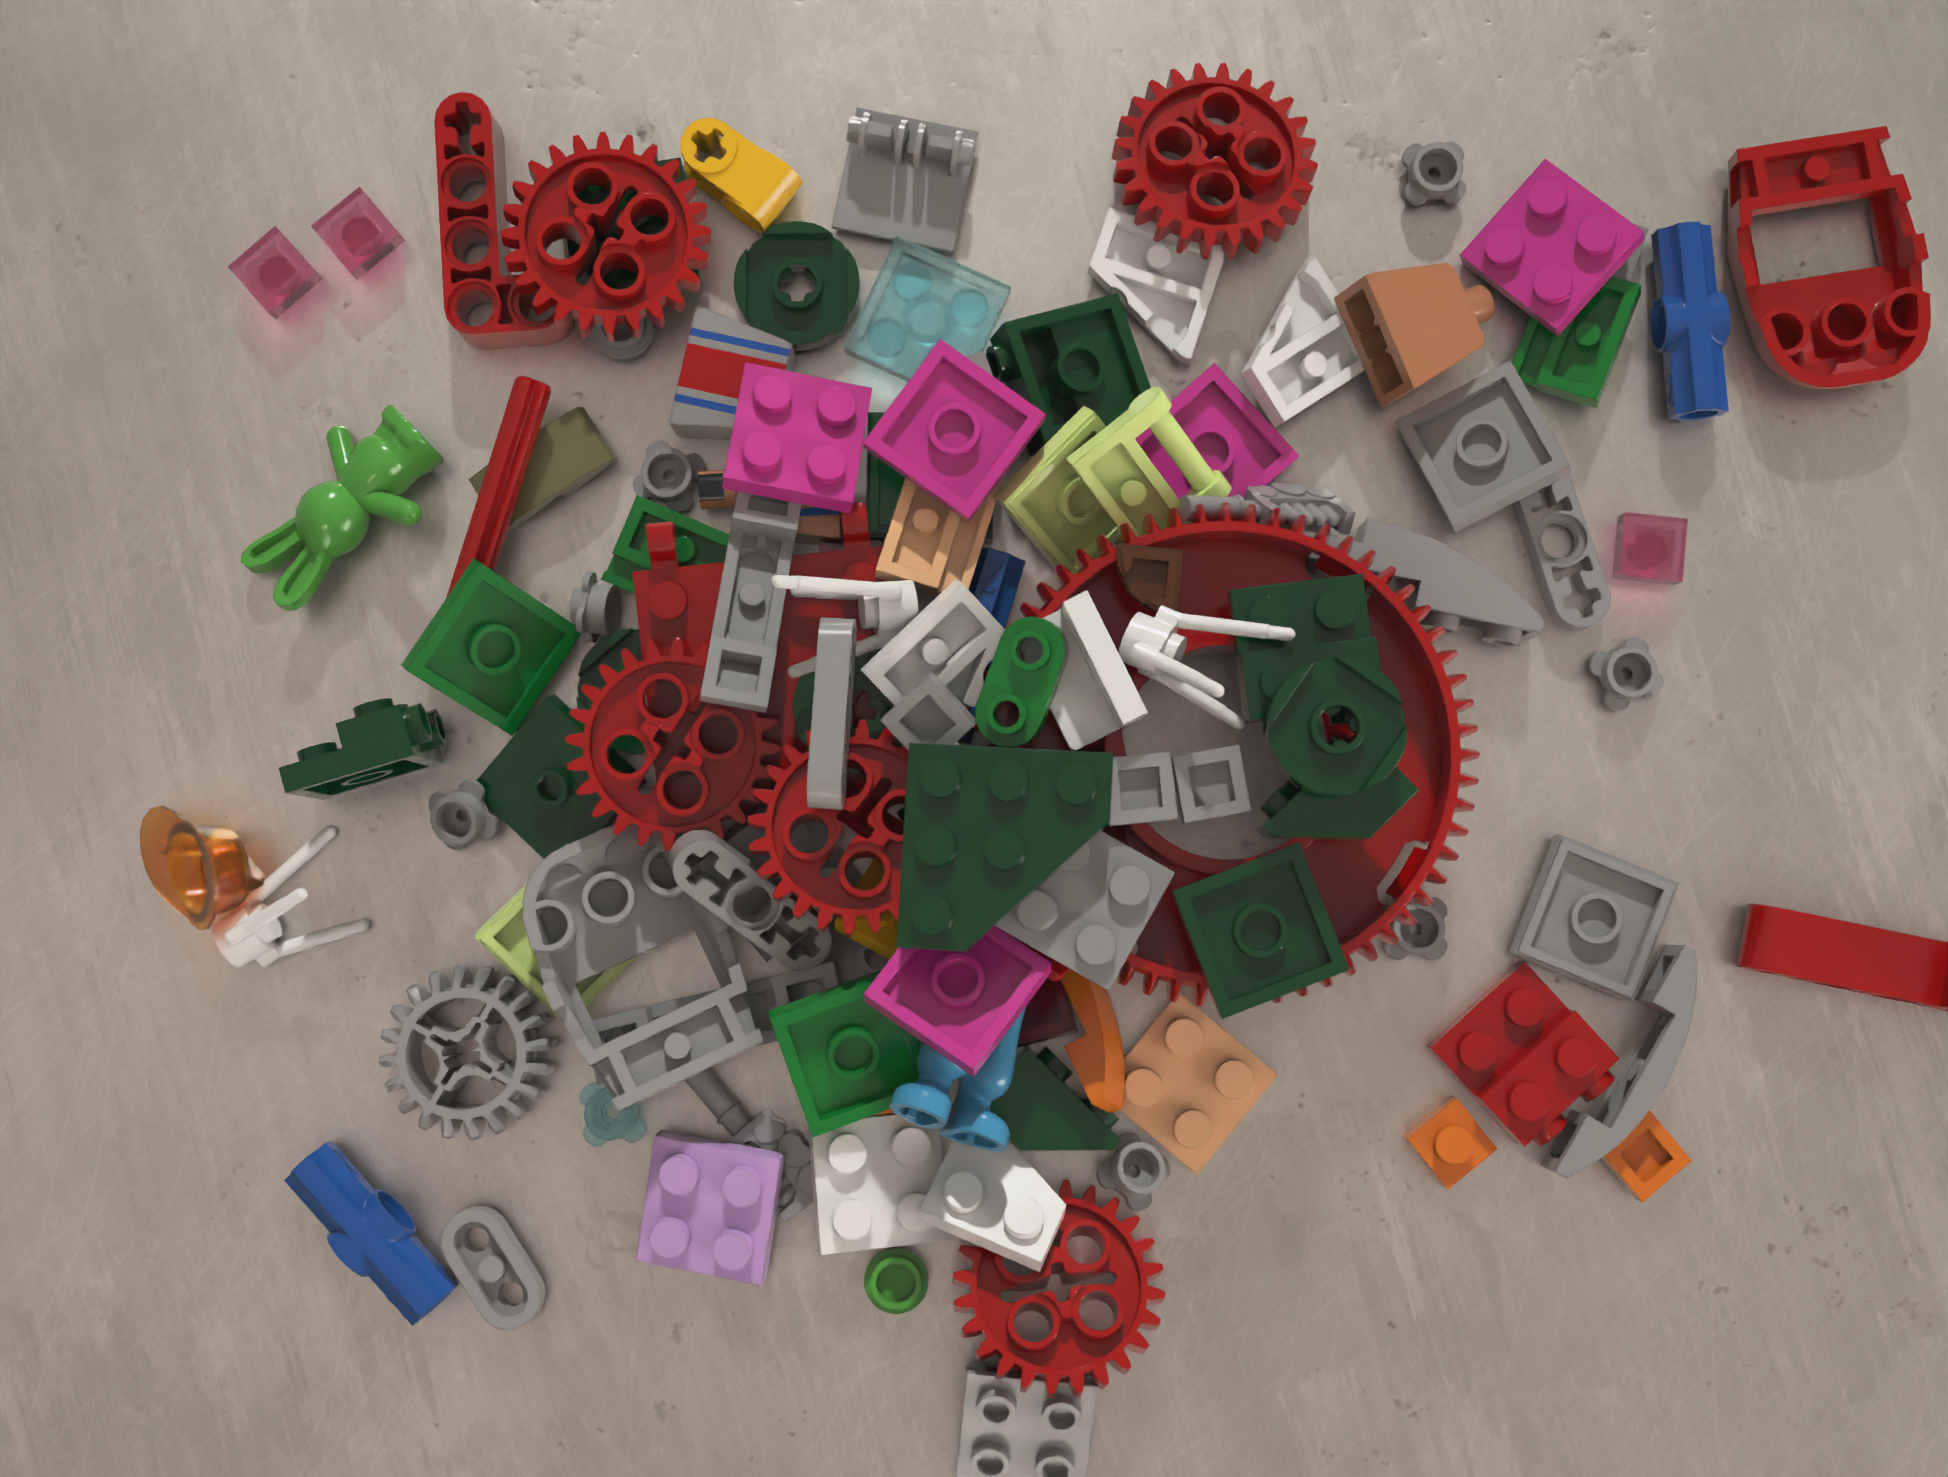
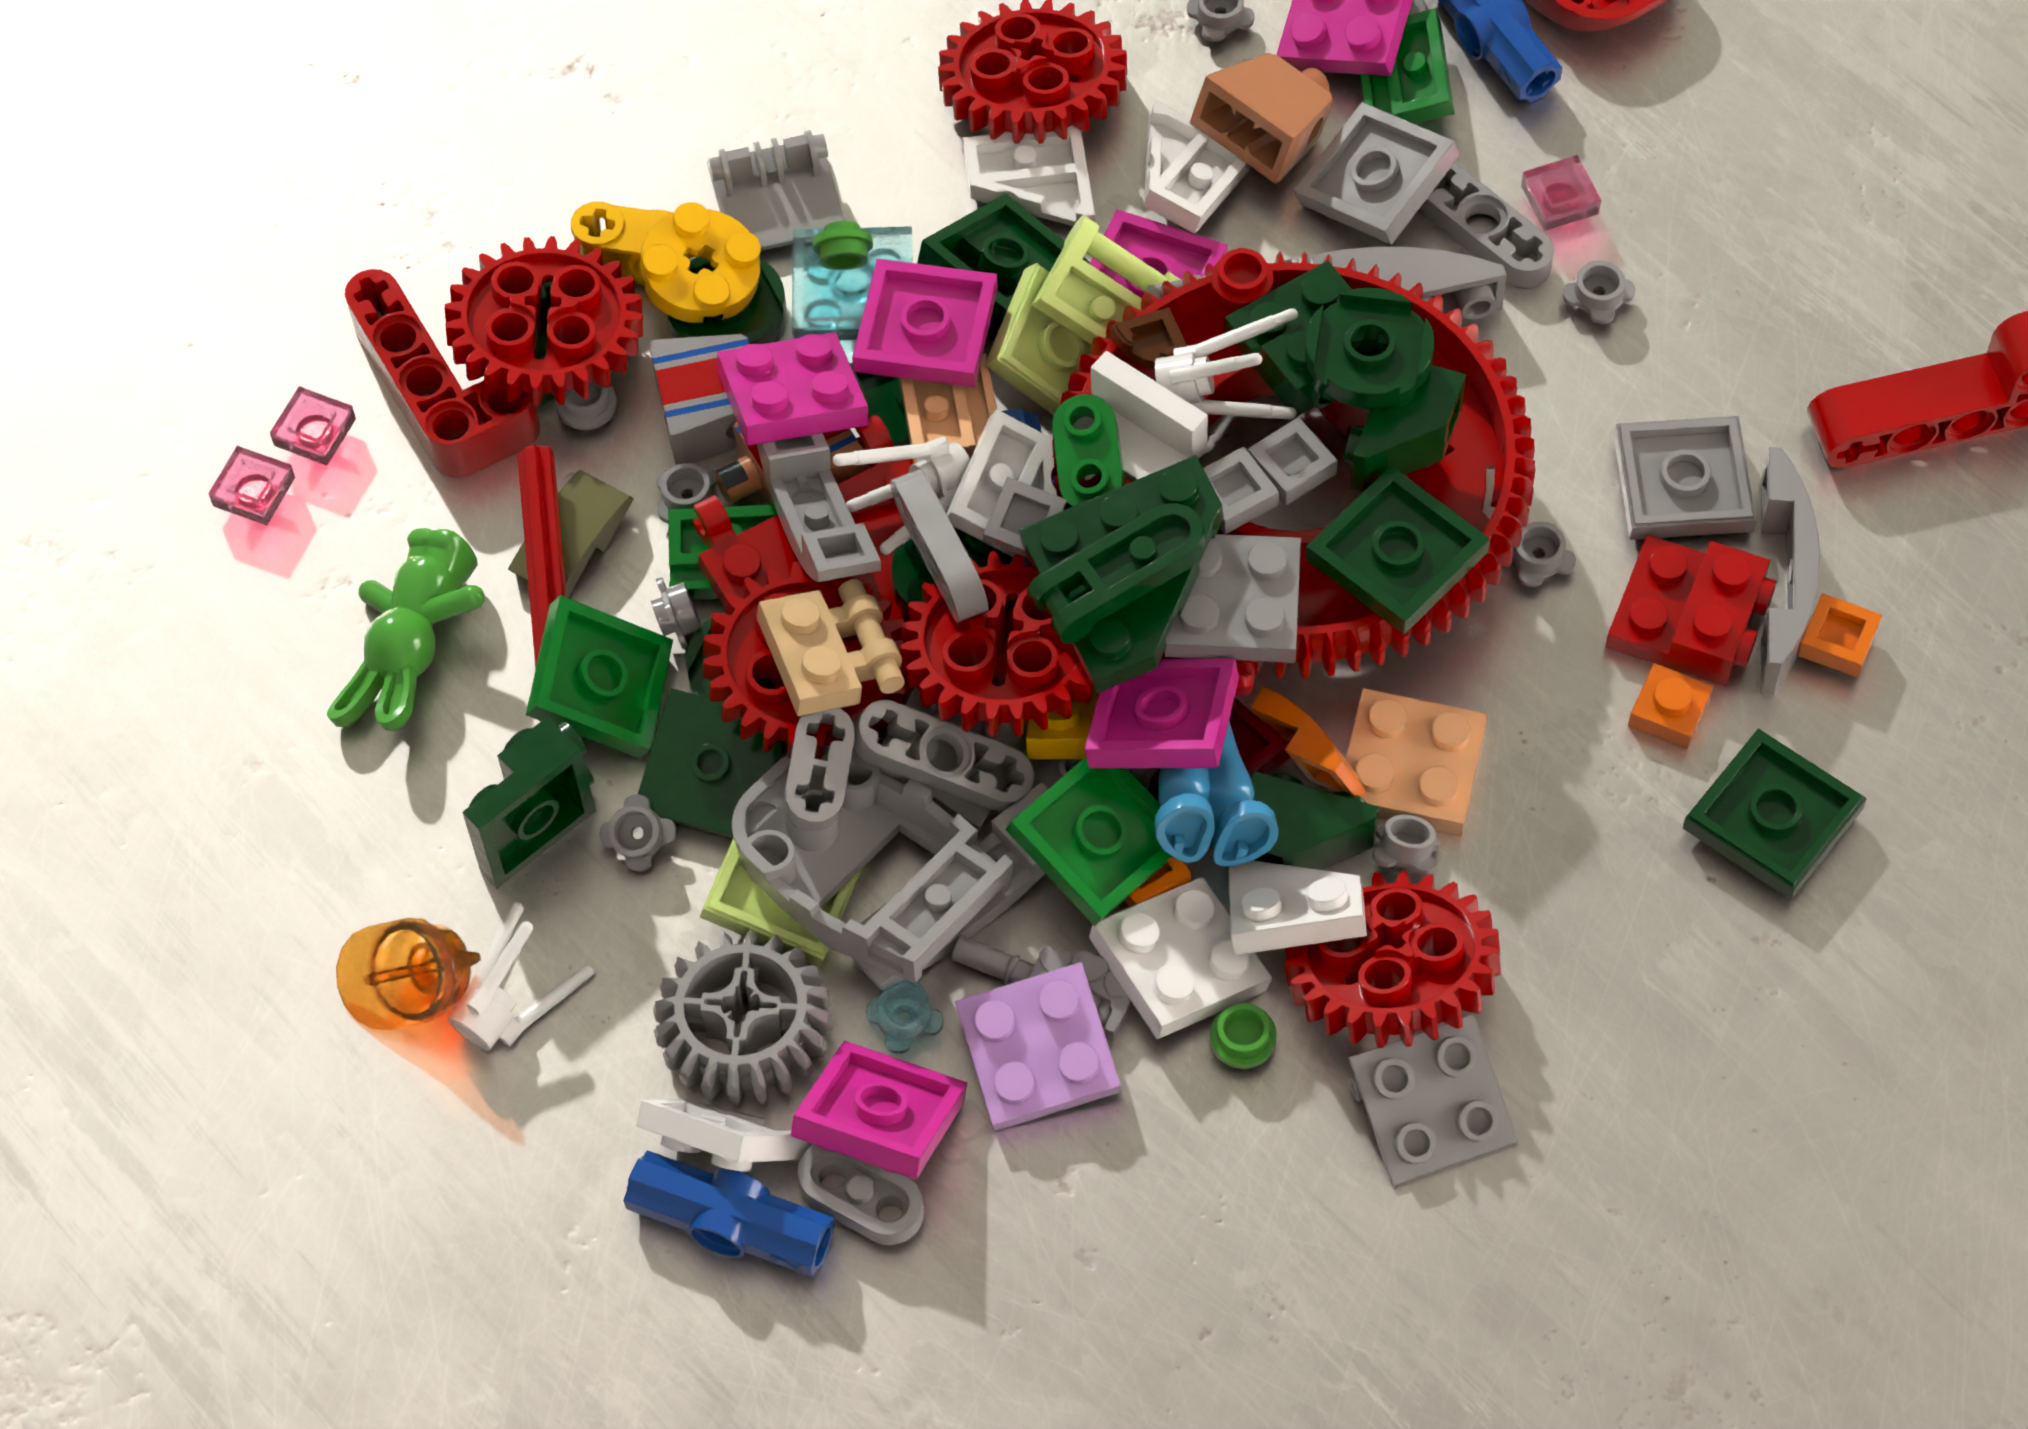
camera: 25 degrees left, 25 degrees down
(397, 1163) = (730, 1136): none -> white wing
(538, 1208) = (879, 1109): none -> dark pink plate
(638, 881) = (833, 770): none -> light grey beam
(664, 761) = (810, 649): none -> tan plate
(791, 205) = (705, 234): none -> yellow plate
(927, 288) = (843, 245): none -> bright green plate
(971, 860) = (1119, 569): none -> dark green plate
(1269, 551) = (1241, 277): none -> red plate
(1481, 1303) = (1774, 813): none -> dark green plate

